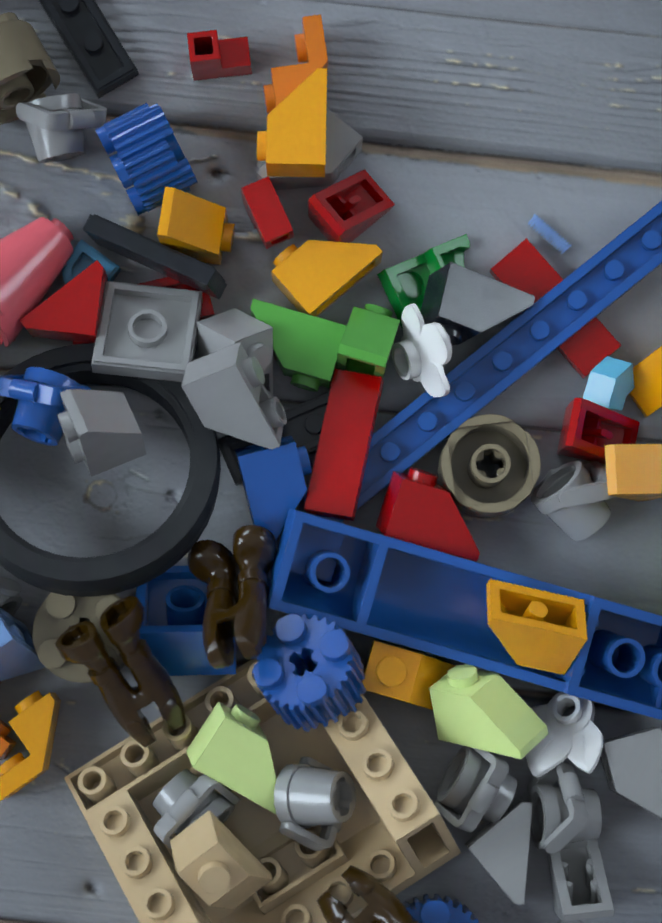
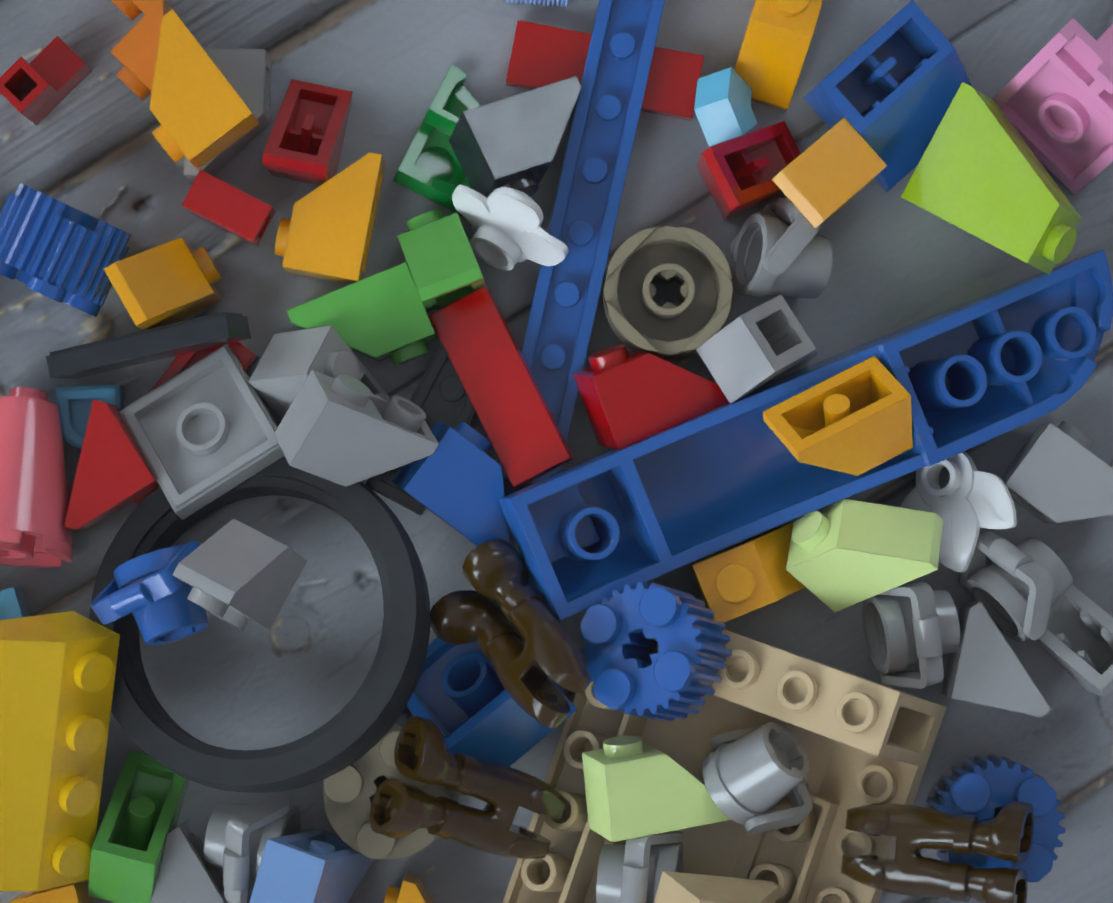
camera: 35 degrees left, 5 degrees up
(516, 541) = (756, 349): none -> light grey slope

